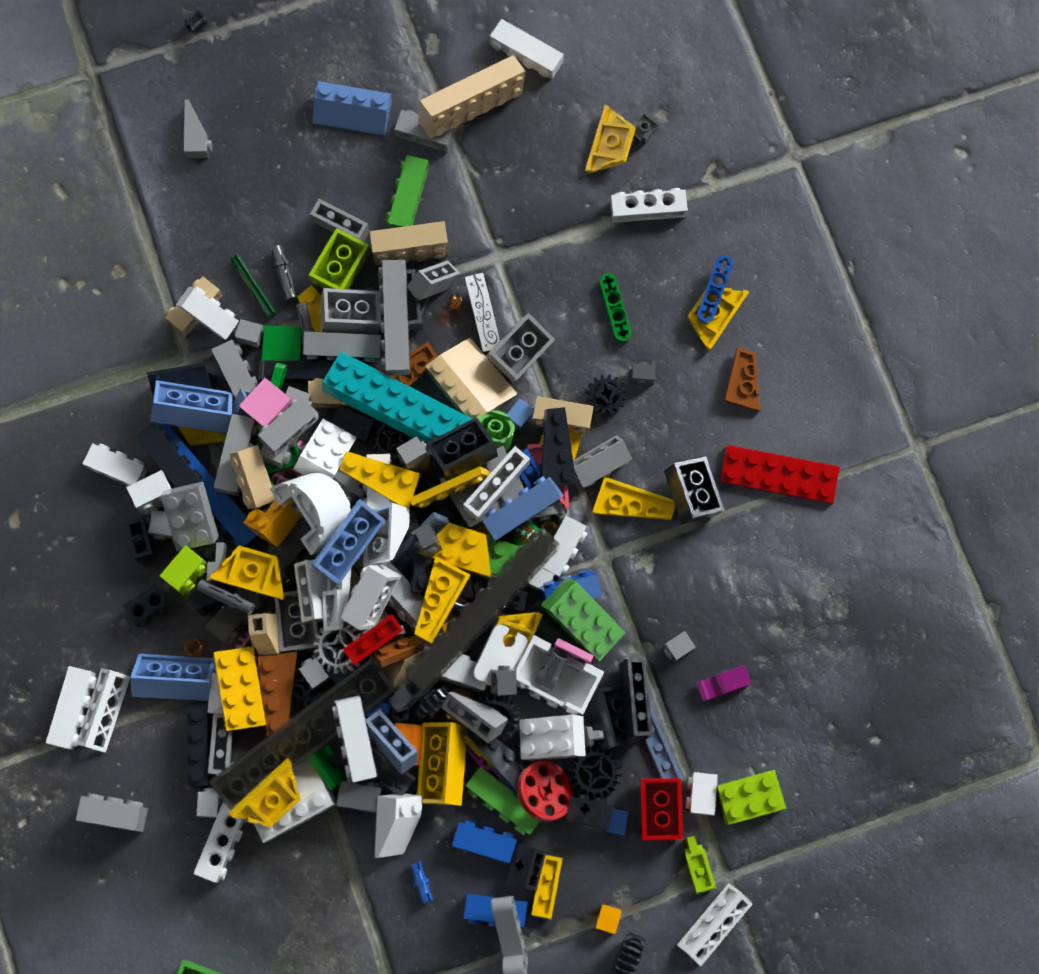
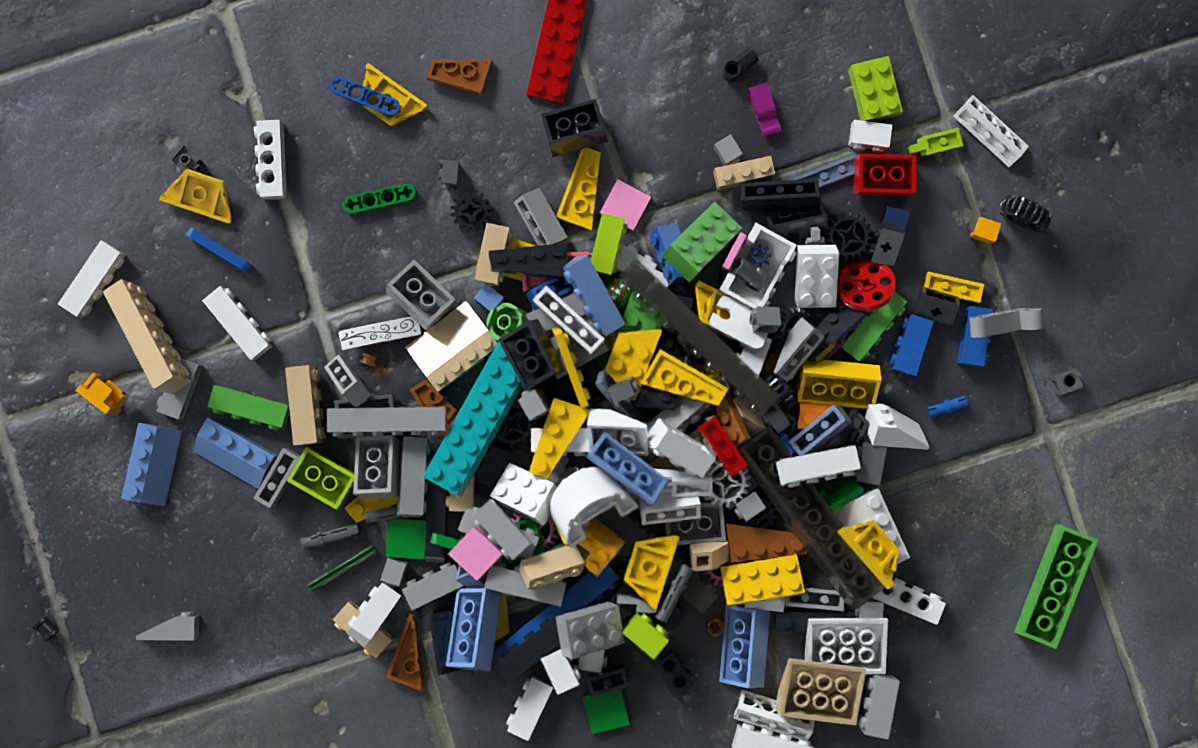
camera: 85 degrees left, 10 degrees up
(110, 542) = (606, 711): none -> green tile
(125, 752) = (820, 691): none -> tan slope
(161, 347) = (406, 662): none -> dark orange wing
(171, 777) = (848, 642): none -> white slope
(365, 181) = (234, 452): none -> medium blue slope
(412, 63) = (104, 396): none -> light orange panel
(488, 181) = (237, 323): none -> white brick
(558, 162) = (219, 250): none -> blue beam
(576, 524) = (608, 244): none -> lime brick
(576, 678) = (764, 259): none -> dark blue gear
(619, 546) = (626, 203): none -> bright pink tile
(657, 663) = (744, 172): none -> tan brick
(770, 658) = (740, 64): none -> black piece

